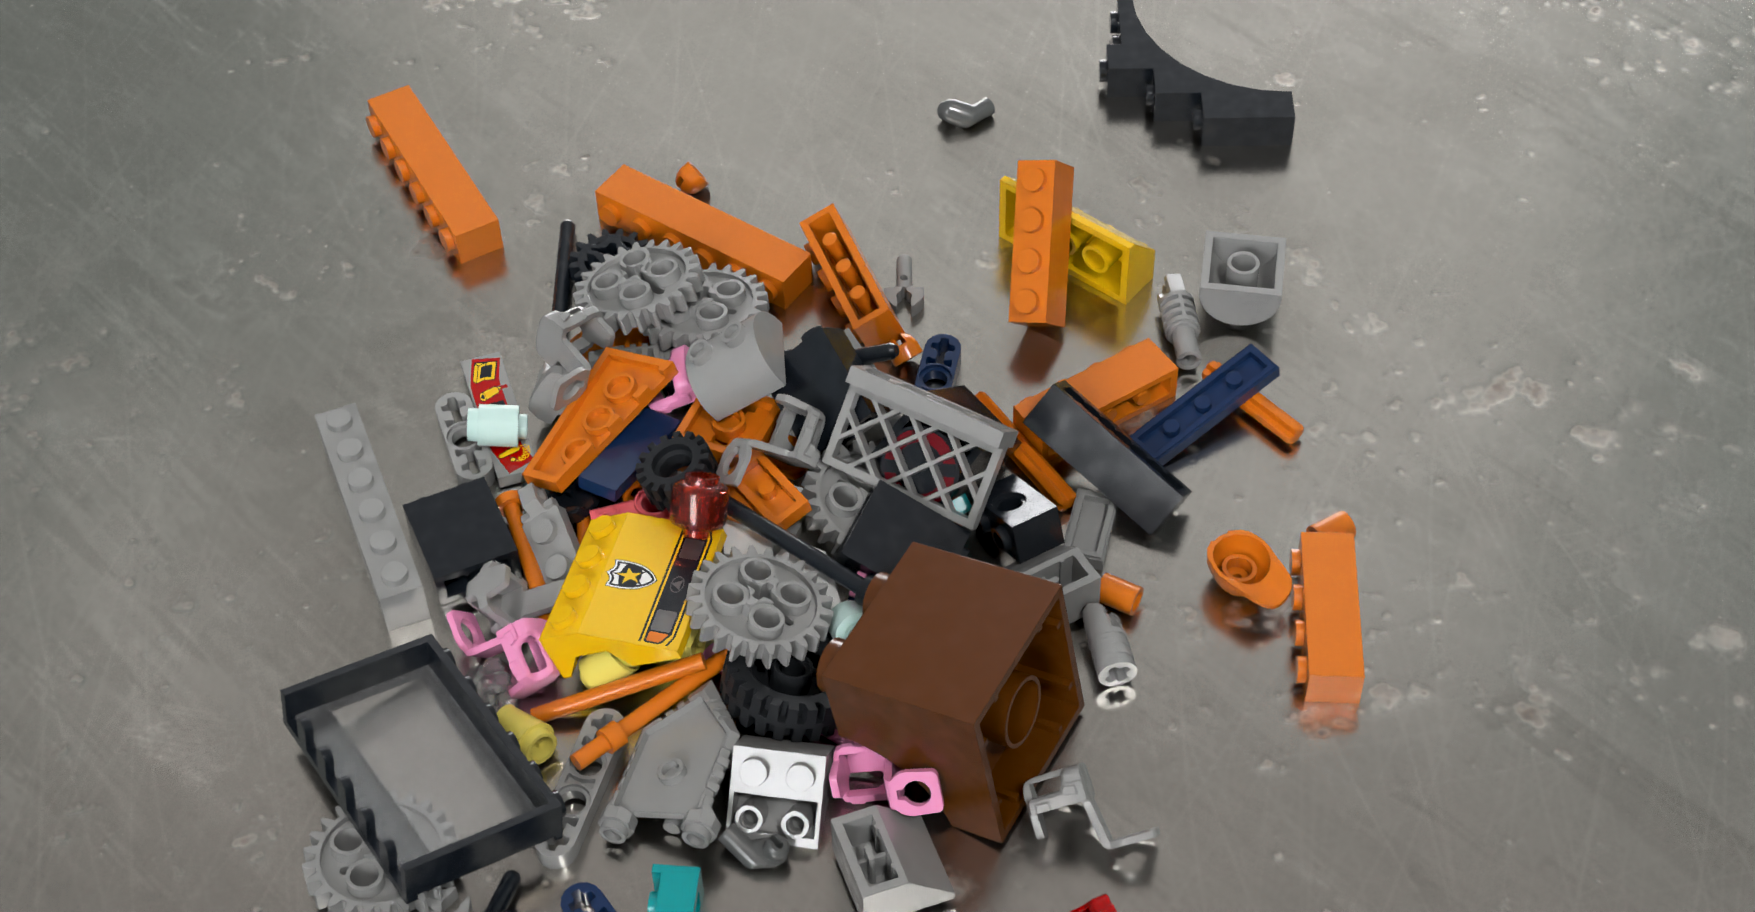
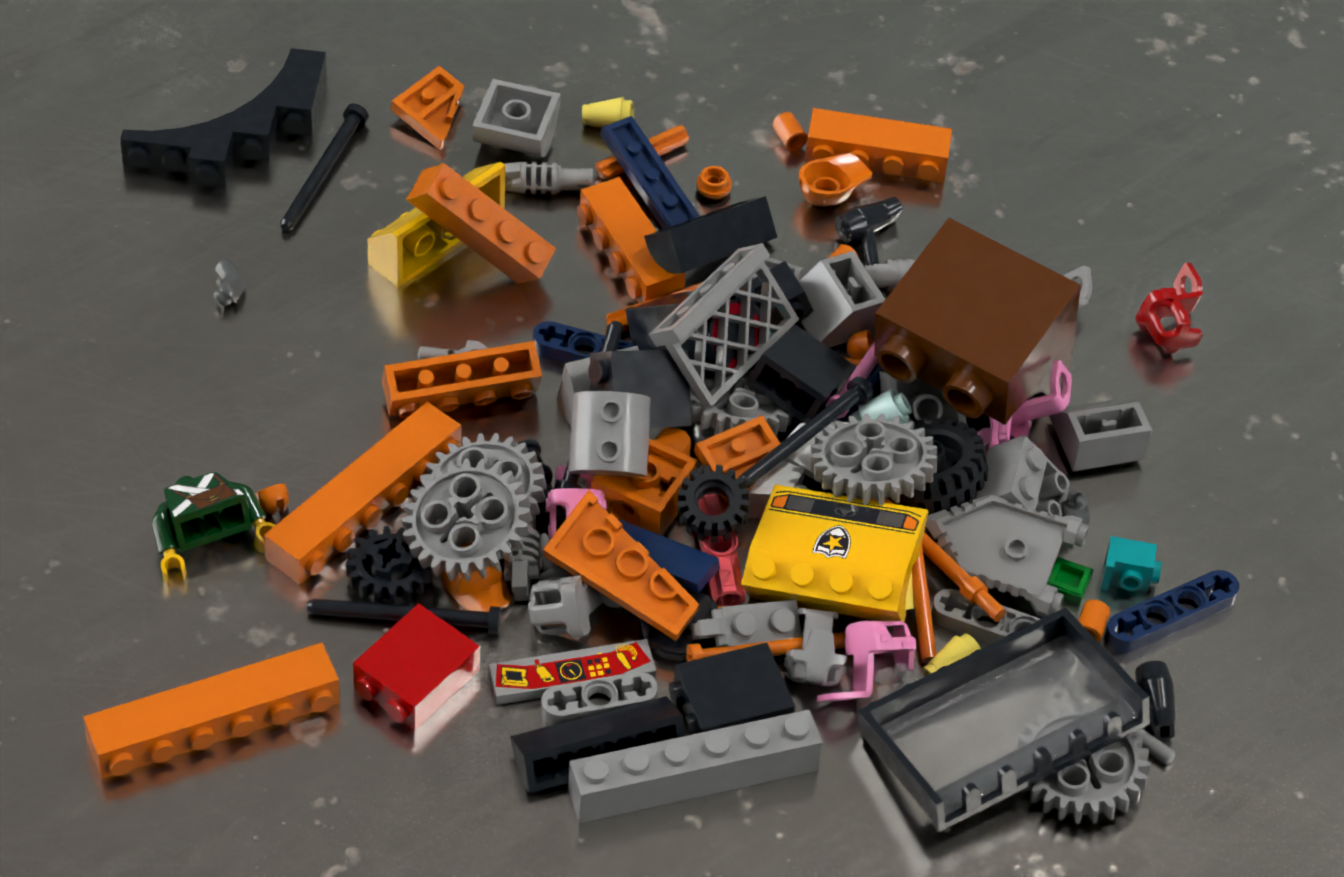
camera: 90 degrees left, 0 degrees up
(403, 437) = (546, 752): none -> black brick
(489, 298) = (416, 667): none -> red brick
(496, 425) = (609, 654): light aqua brick -> none
(558, 350) = (542, 571): light grey piece -> none
(593, 869) = (1095, 617): none -> orange hinge
(652, 125) = (203, 512): none -> dark green torso
(658, 846) = (1070, 580): none -> green tile
(699, 504) = (773, 477): clear red head -> none
(802, 455) = (703, 424): light grey piece -> none
(907, 350) = (552, 365): orange hinge -> none
(1149, 154) = (354, 117): none -> black bar
(1186, 607) = (864, 221): none -> black piece
(1221, 468) = (714, 182): none -> orange plate
(1267, 214) = (430, 105): none -> orange wing
(1300, 366) = (606, 112): none -> light yellow cone

